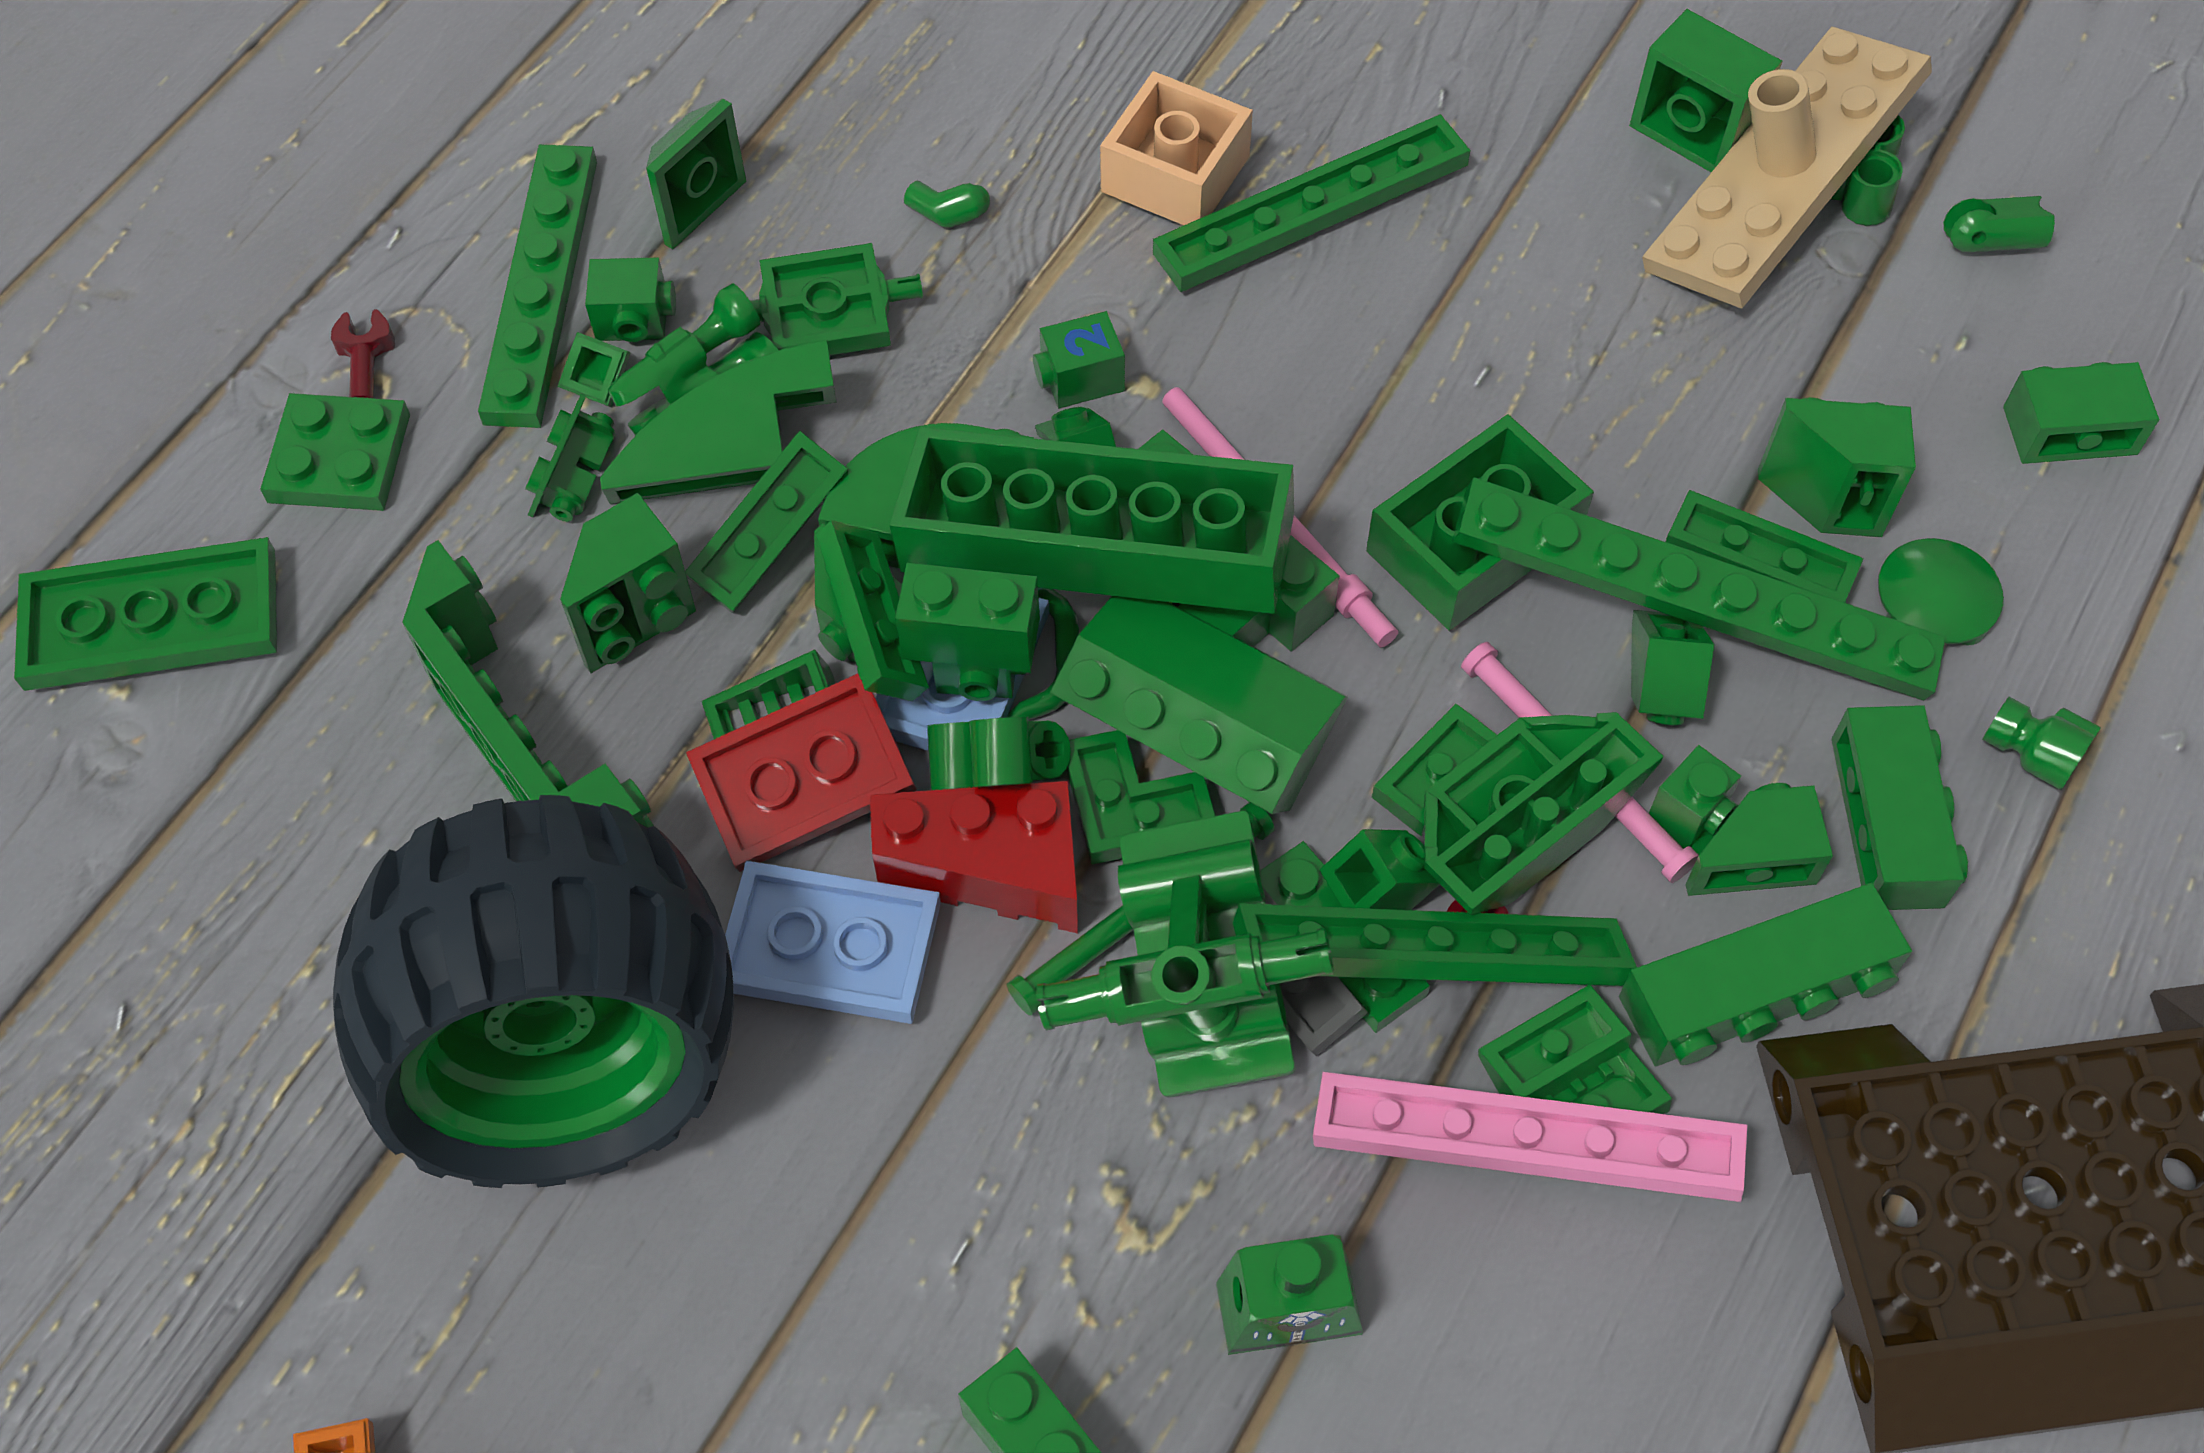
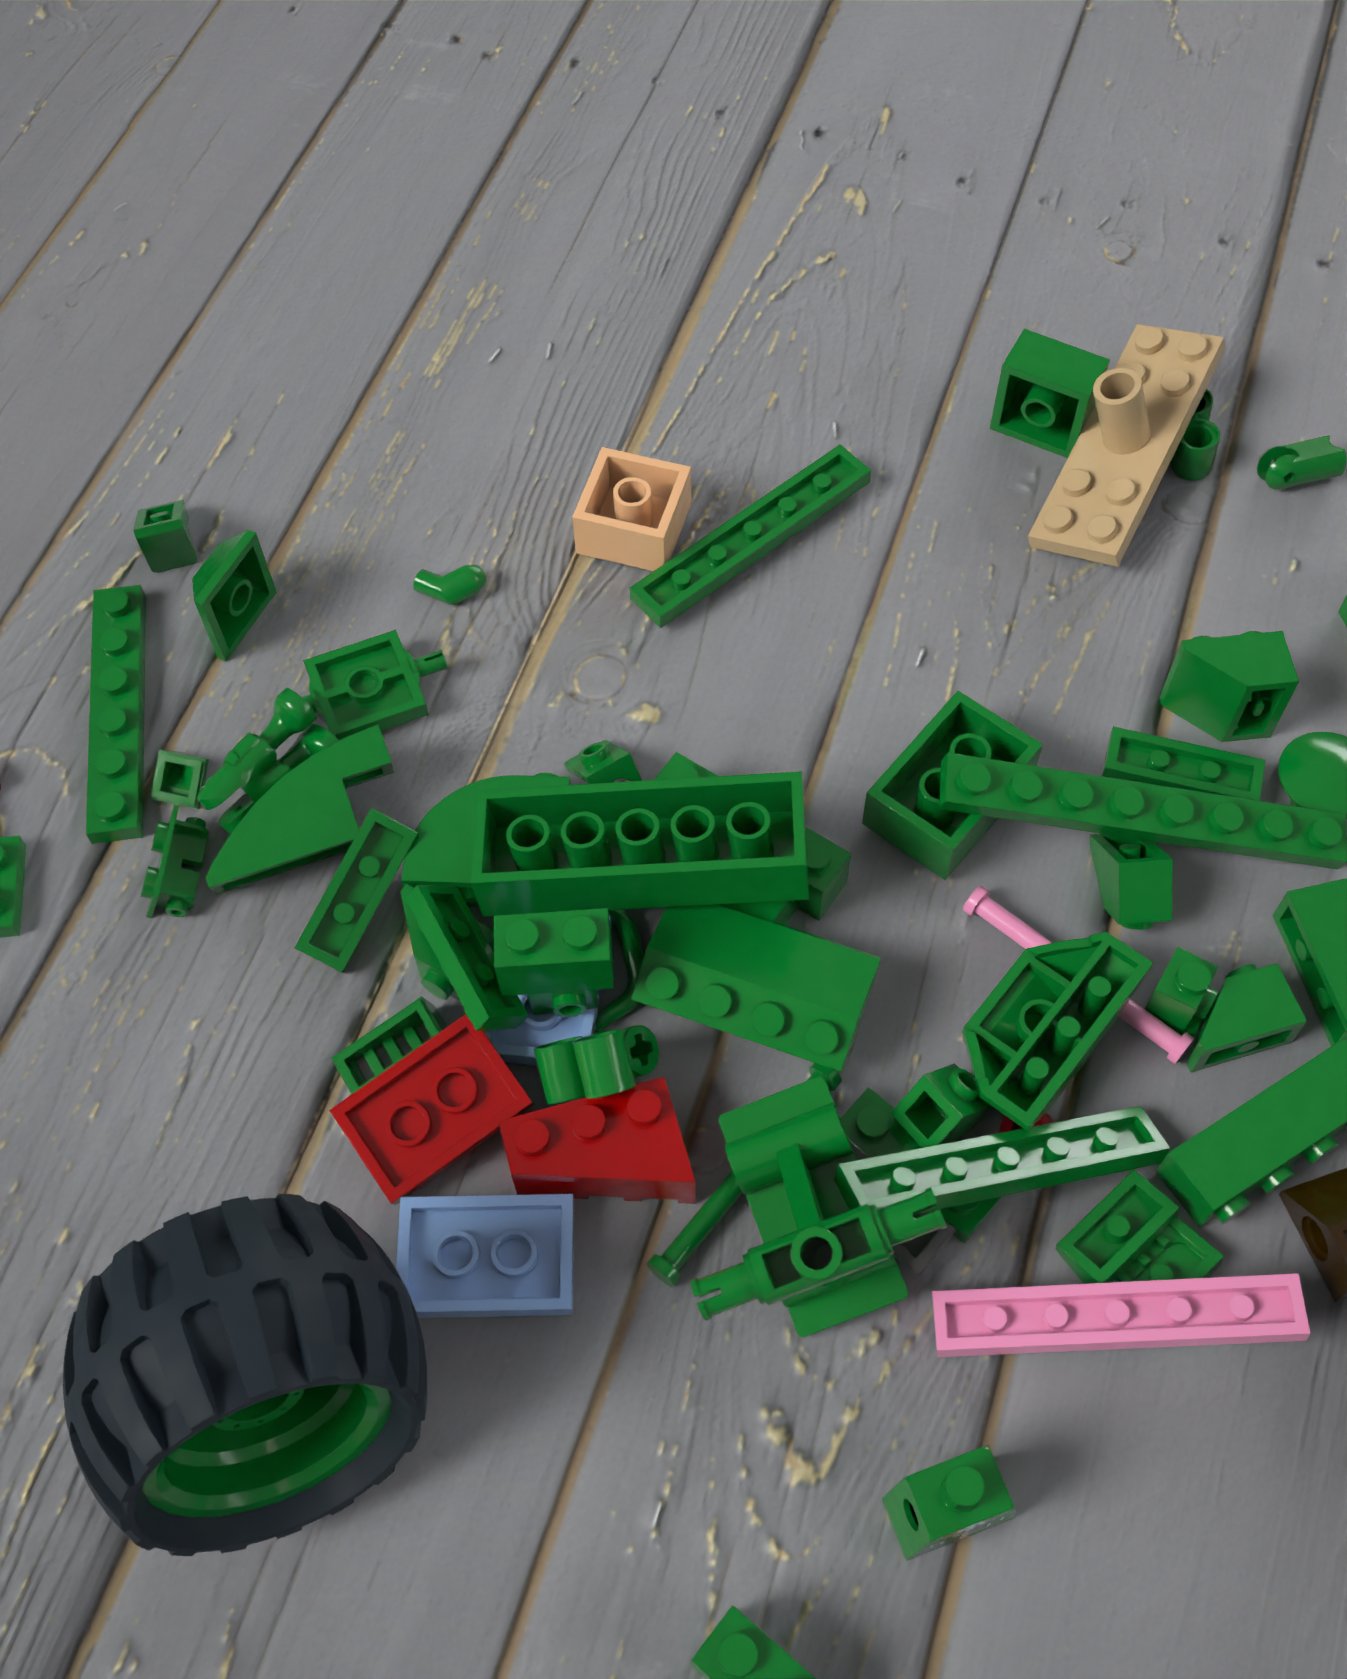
camera: 10 degrees left, 0 degrees up
(450, 633) = (100, 1037): green slope -> none
(624, 583) = (245, 968): green slope -> none
(628, 299) = (197, 713): green brick -> none
(631, 97) = (165, 536): none -> green slope
(1080, 360) = (591, 701): green brick -> none
(1114, 801) = (710, 1088): green plate -> none
(1352, 594) = (862, 864): bright pink bar -> none
(1431, 758) = (958, 1000): green plate -> none

